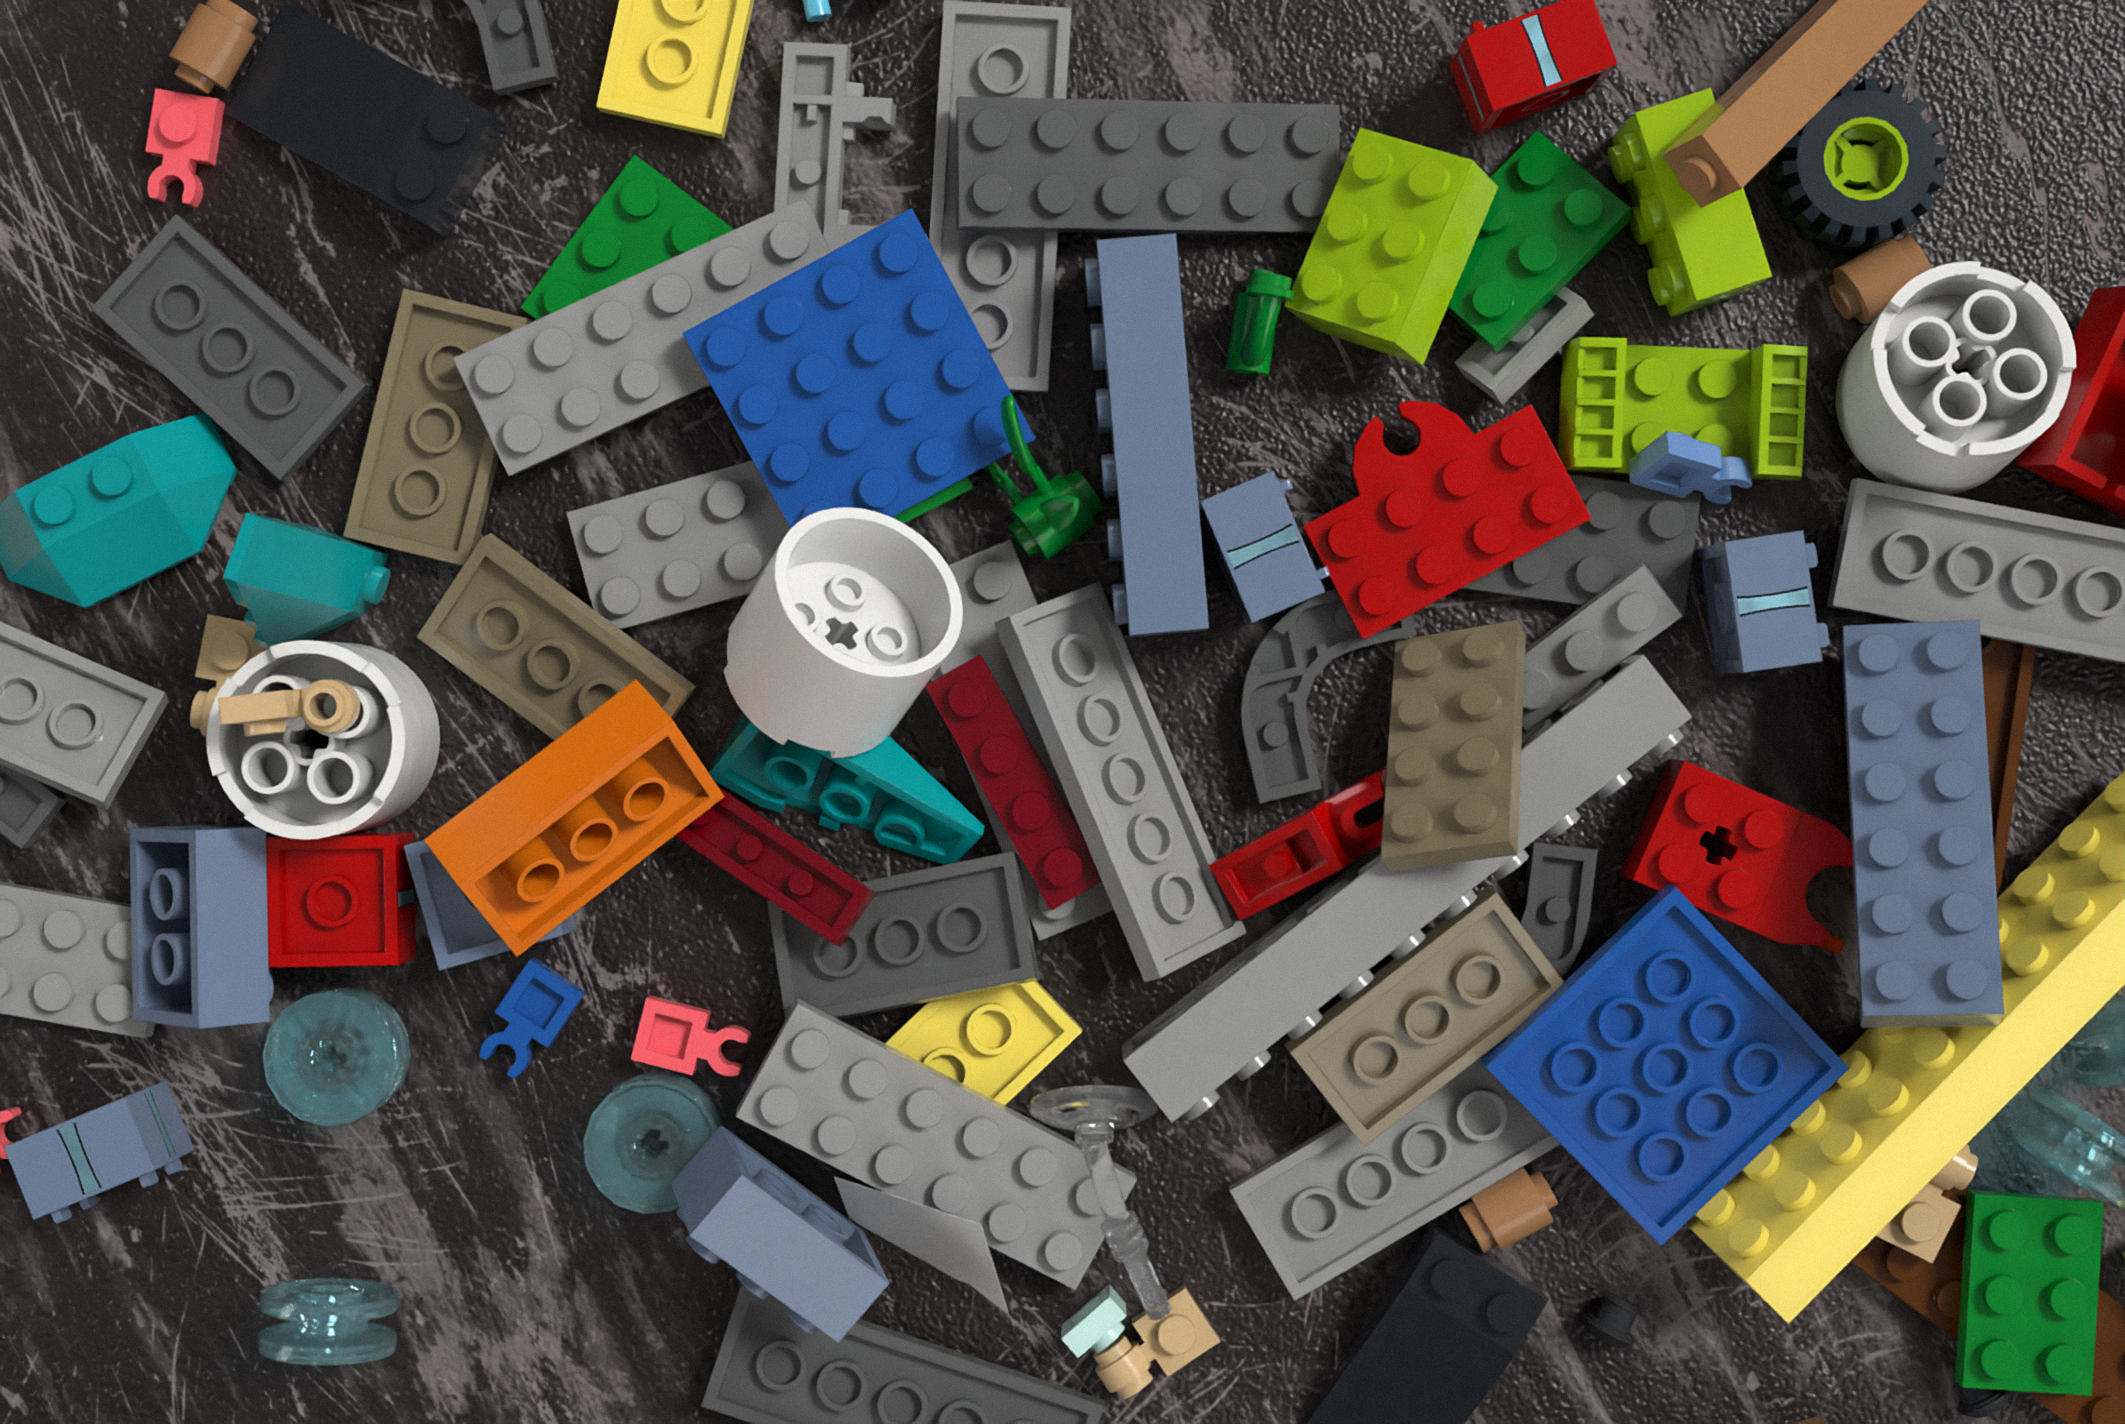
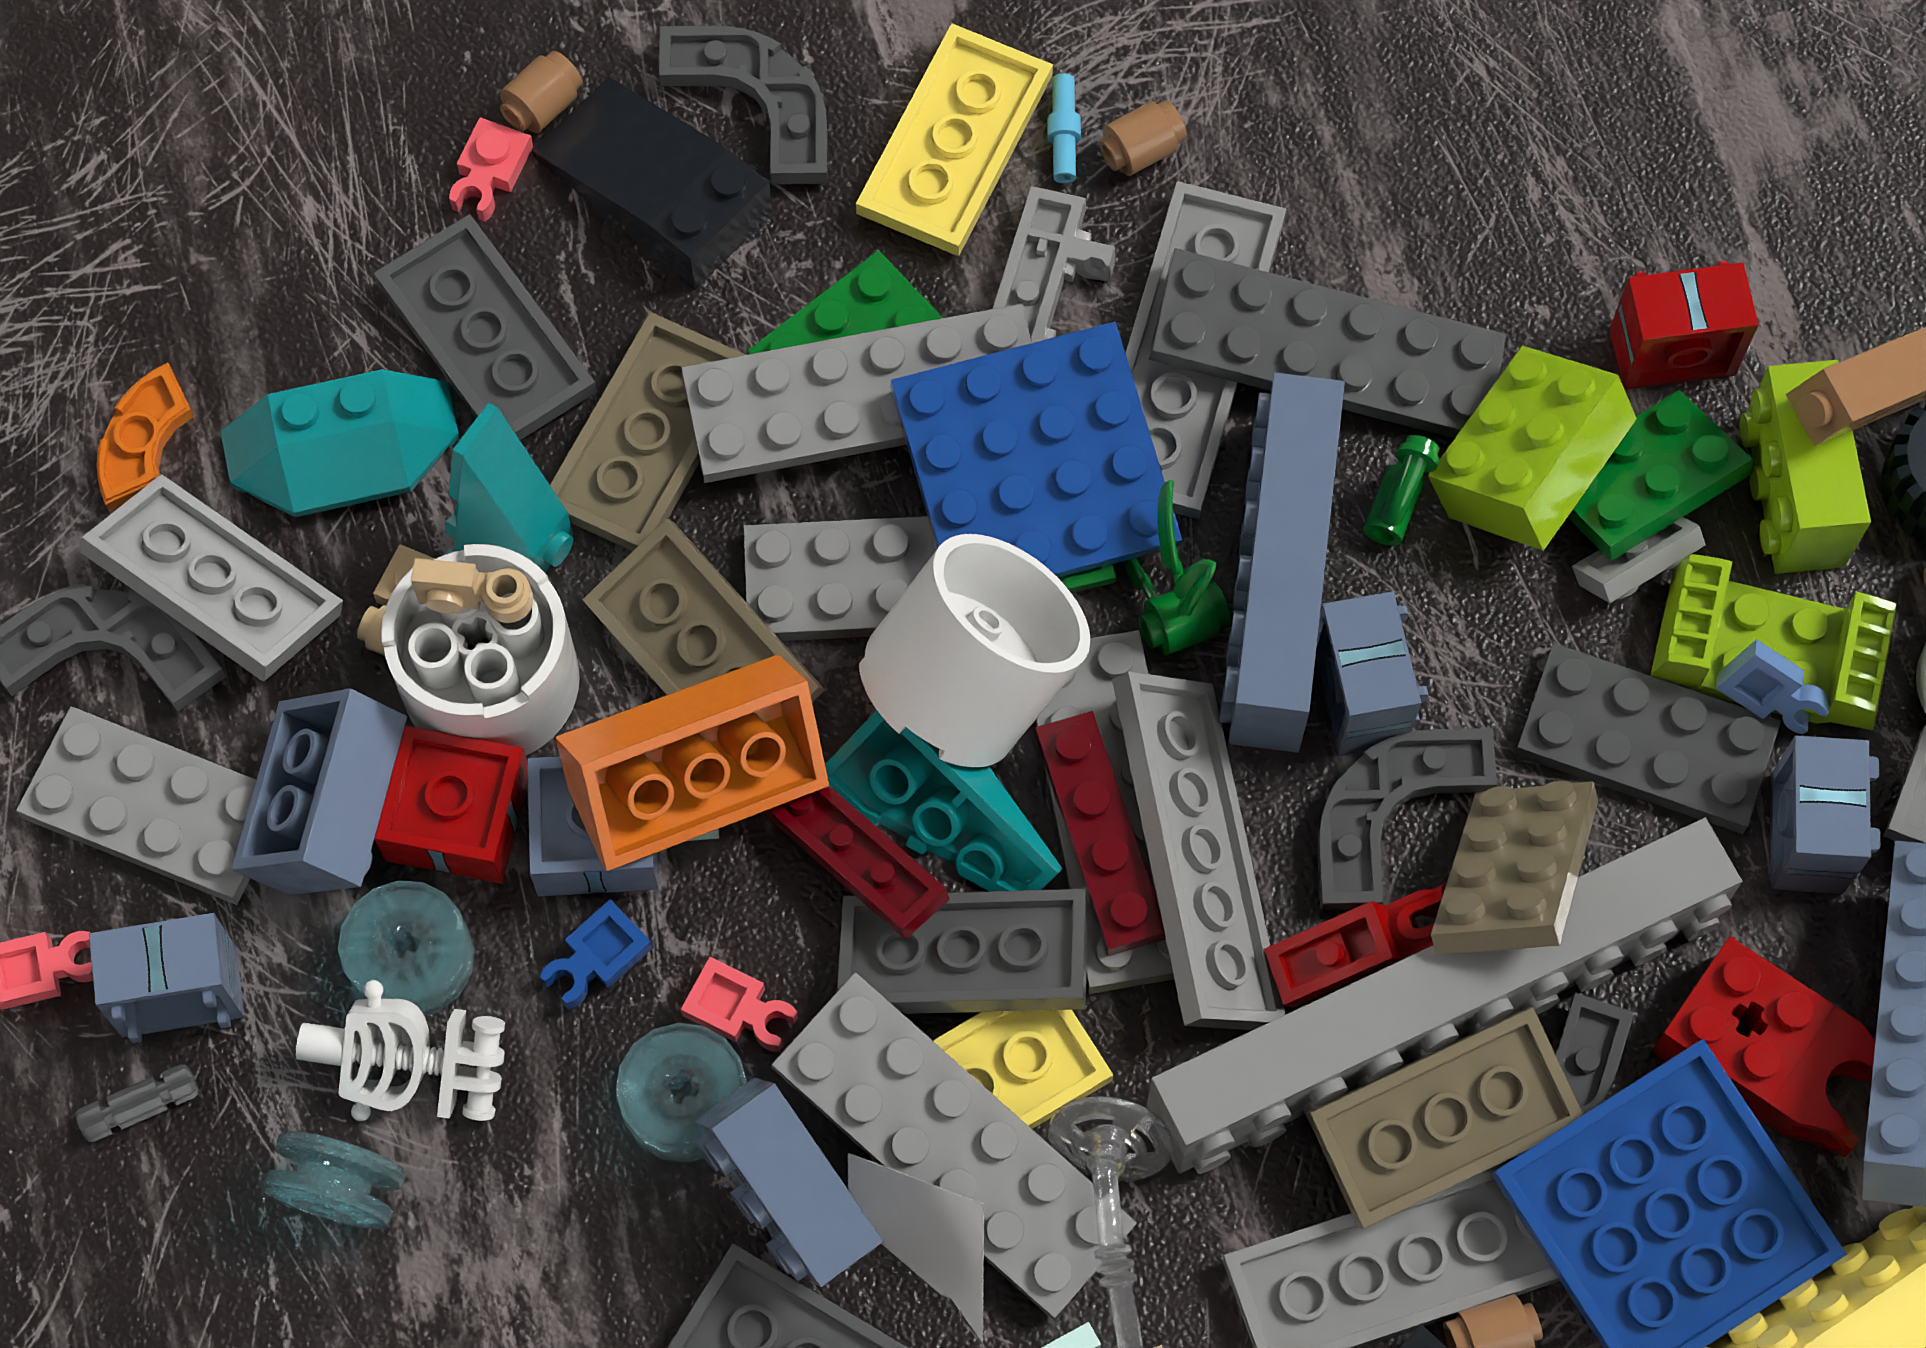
camera: 10 degrees right, 20 degrees down
(112, 1266) = (136, 1103): none -> dark grey axle
(356, 1156) = (345, 1049): none -> white torso
(1441, 512) = (1539, 680): red plate -> none
(1594, 641) = (1669, 808): light grey plate -> none

